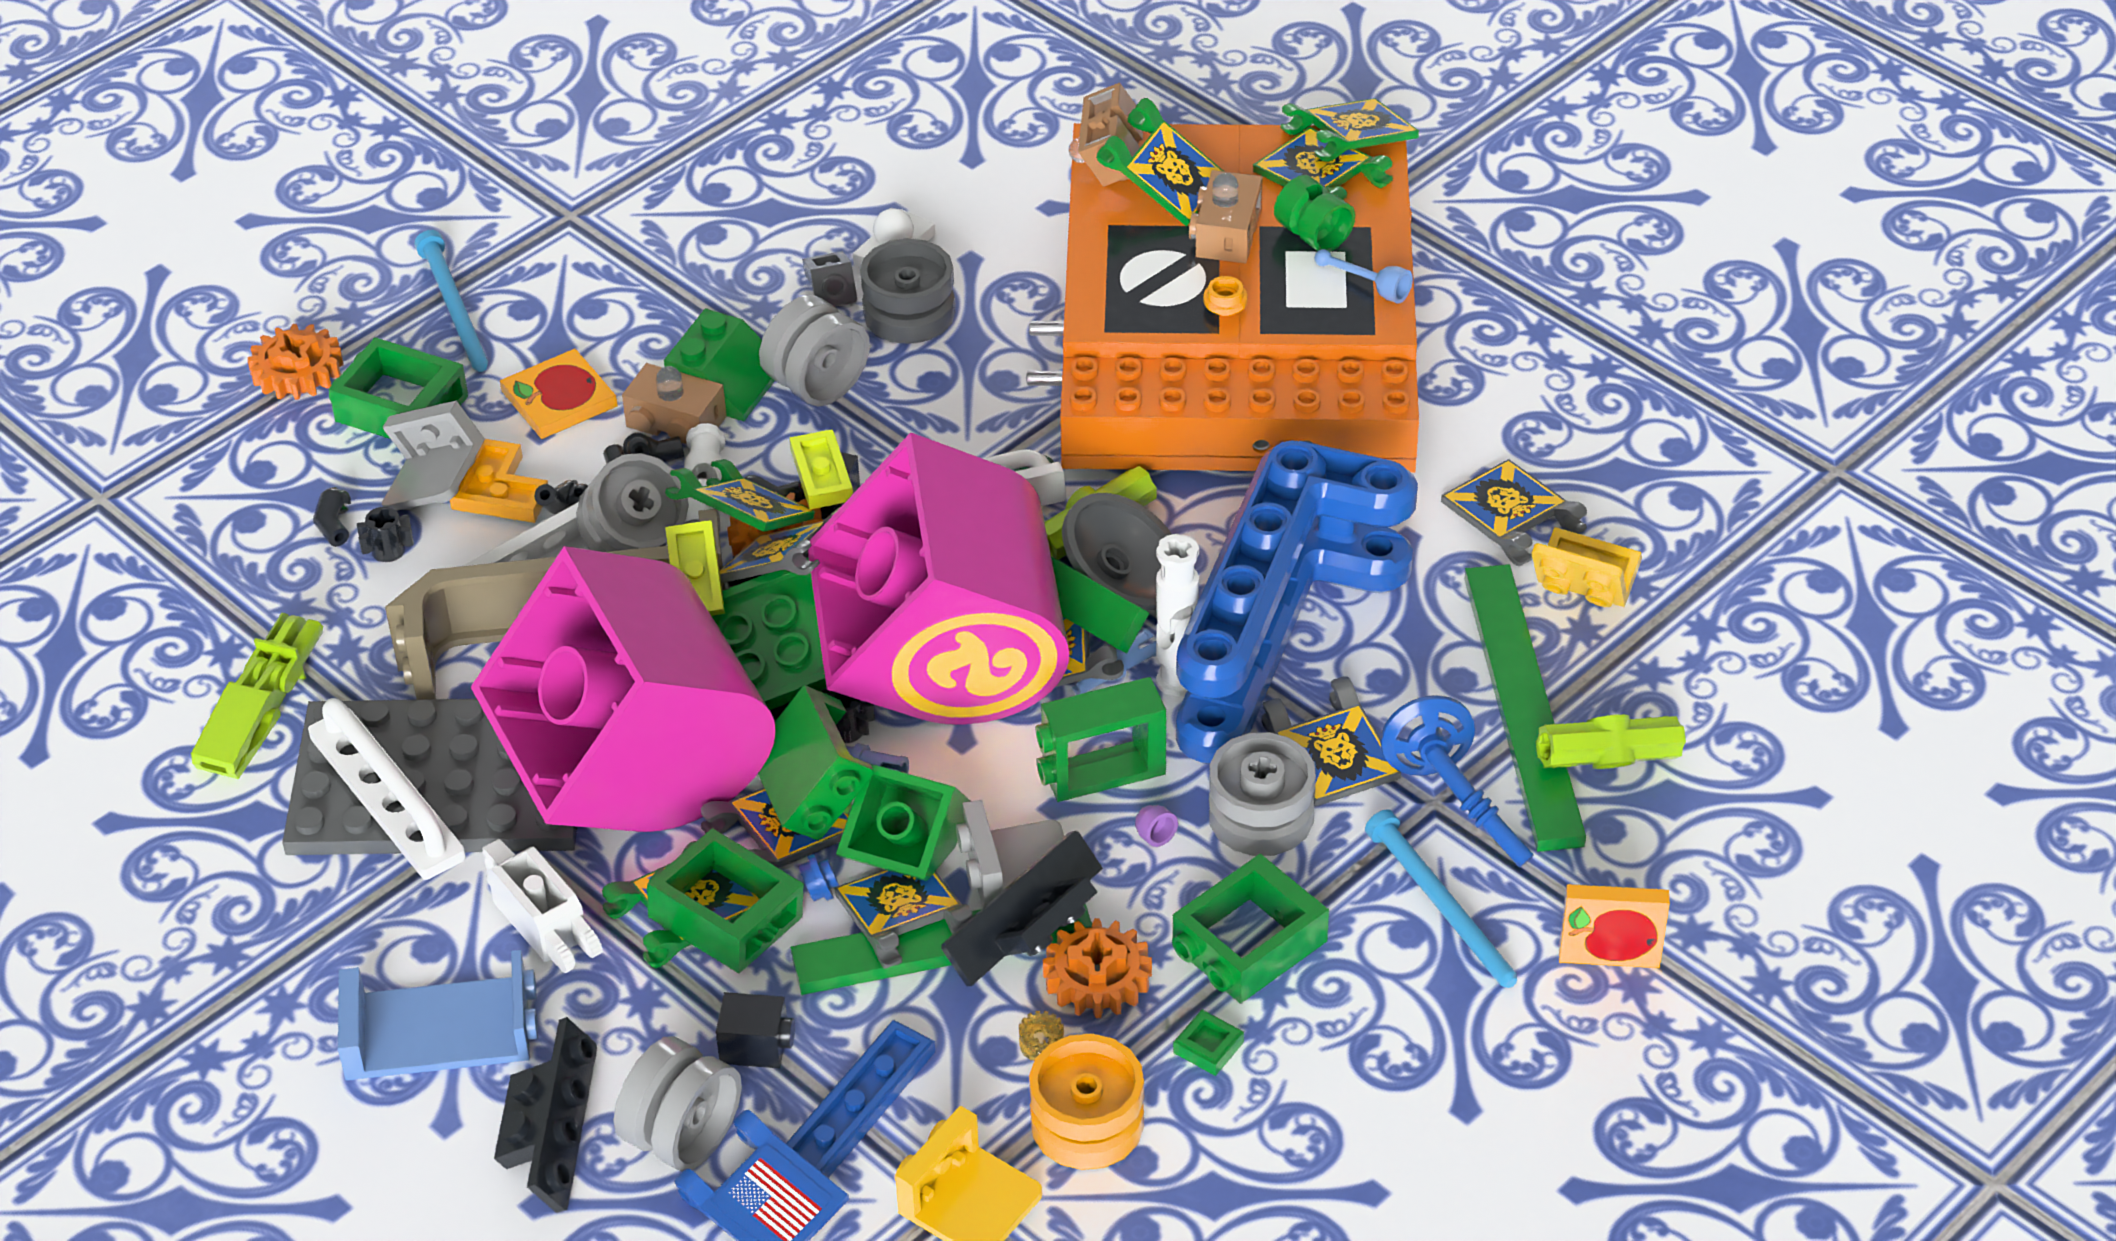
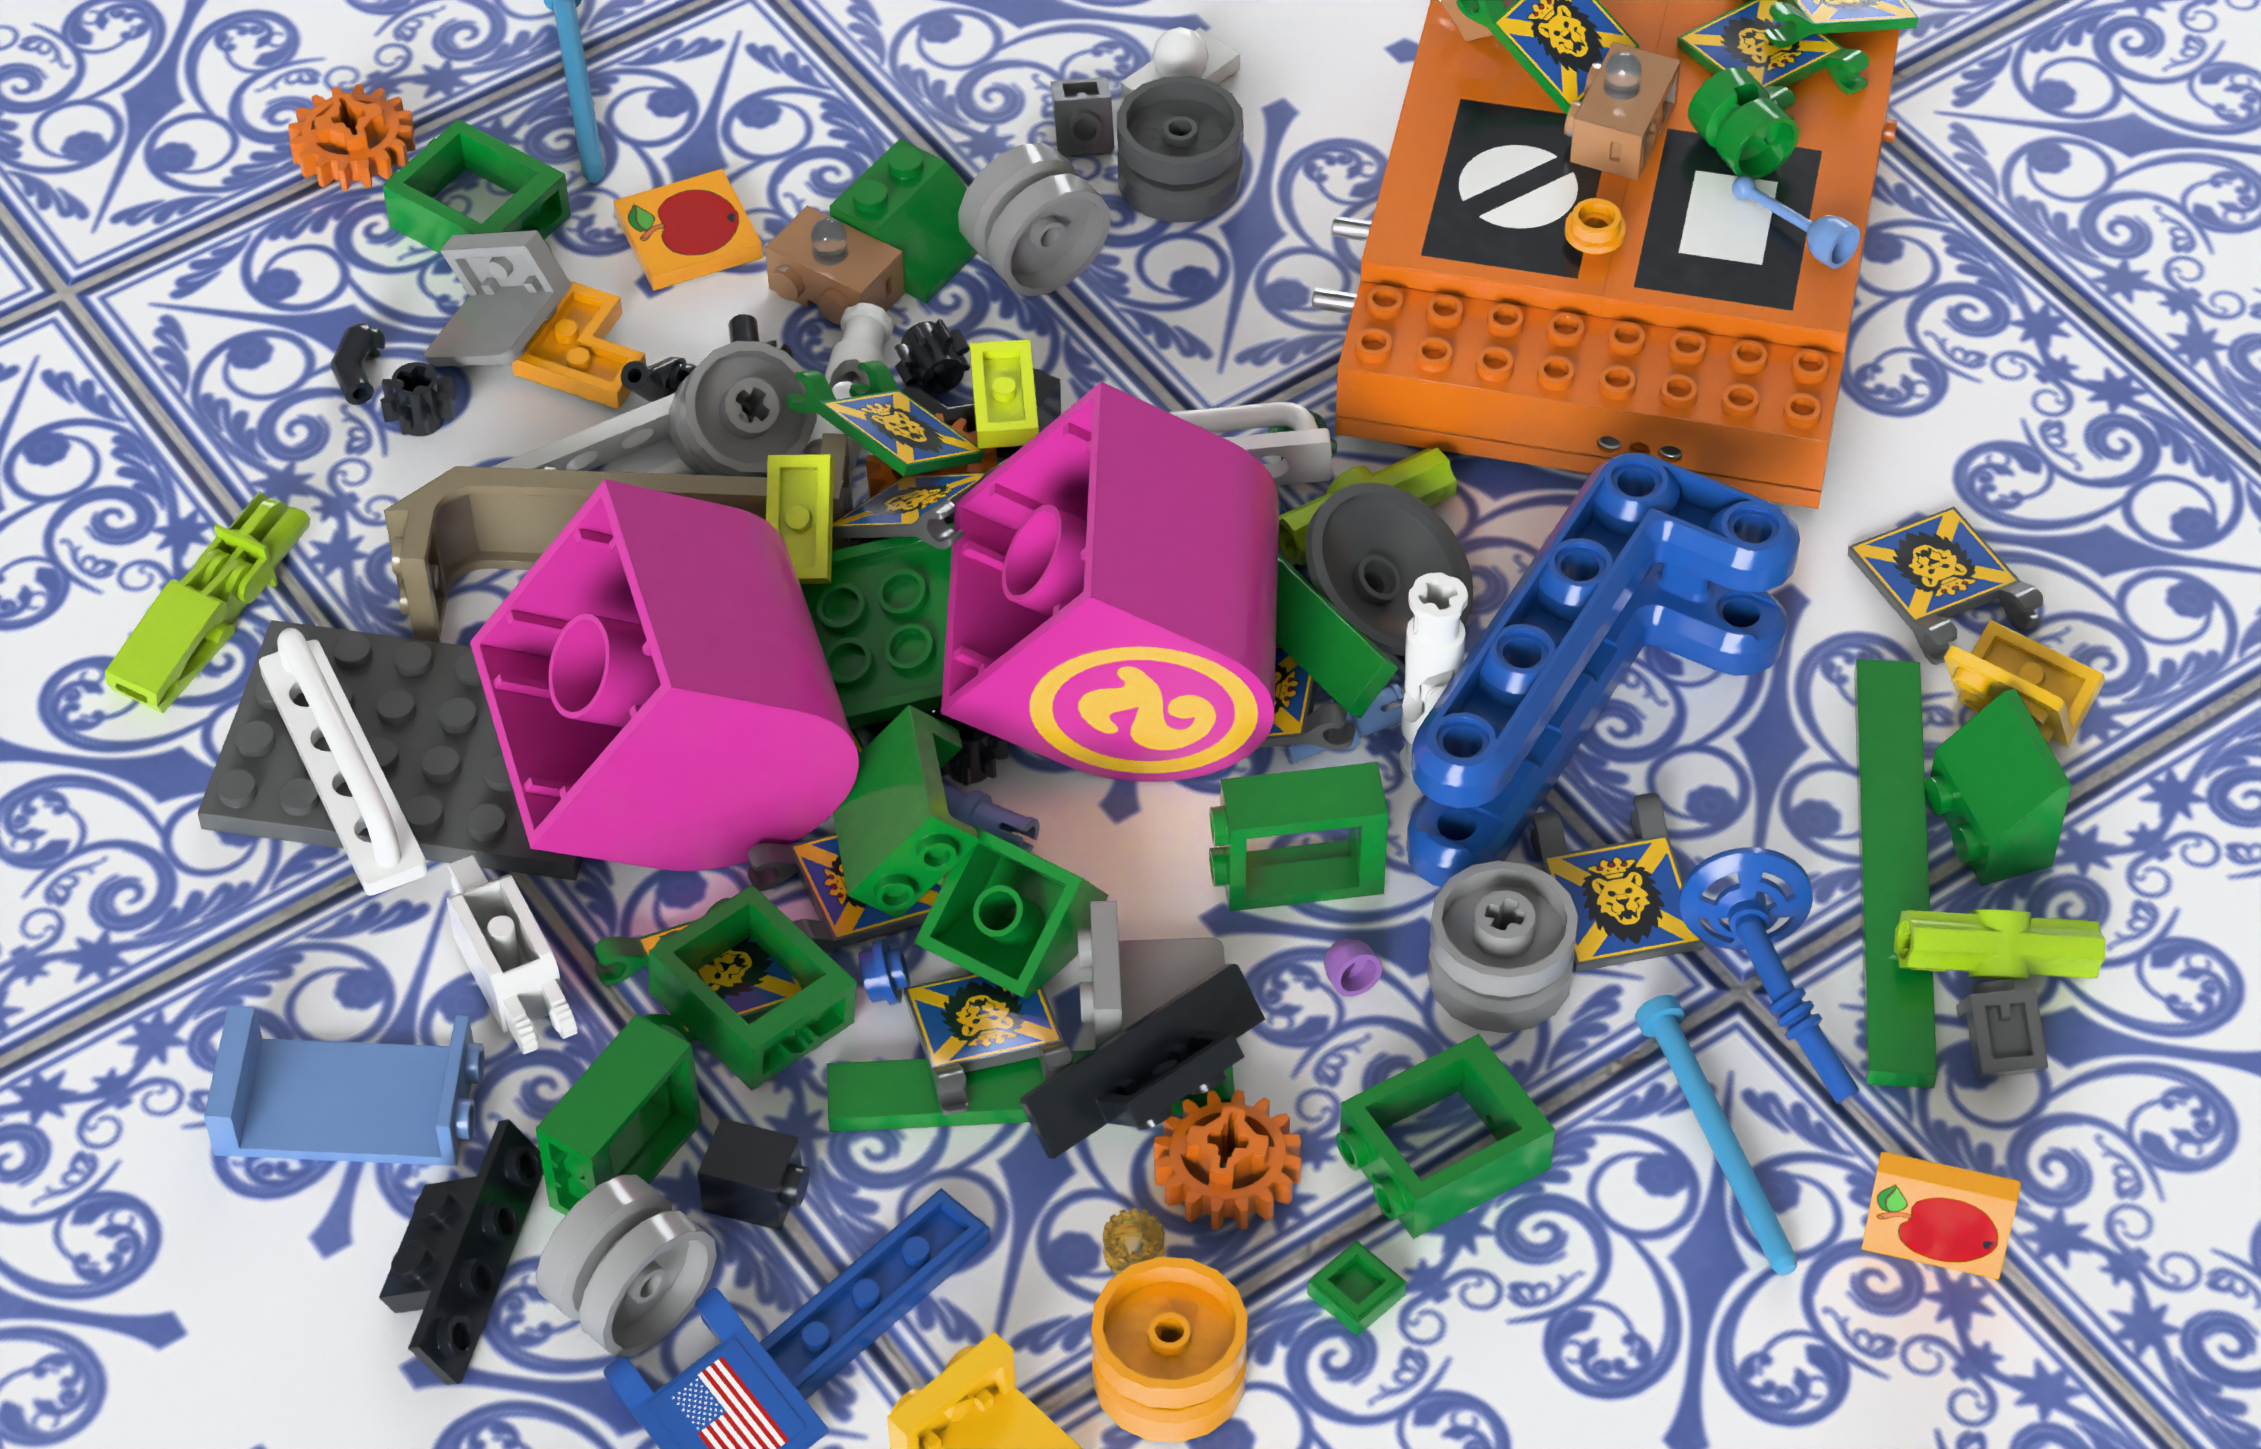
camera: 10 degrees right, 5 degrees up
(650, 1000) = (621, 1114): none -> green window
(664, 449) = (787, 327): black arm -> none
(759, 454) = (932, 356): none -> black gear
(1588, 639) = (2000, 792): none -> green slope
(1626, 798) = (2004, 1029): none -> dark grey bracket

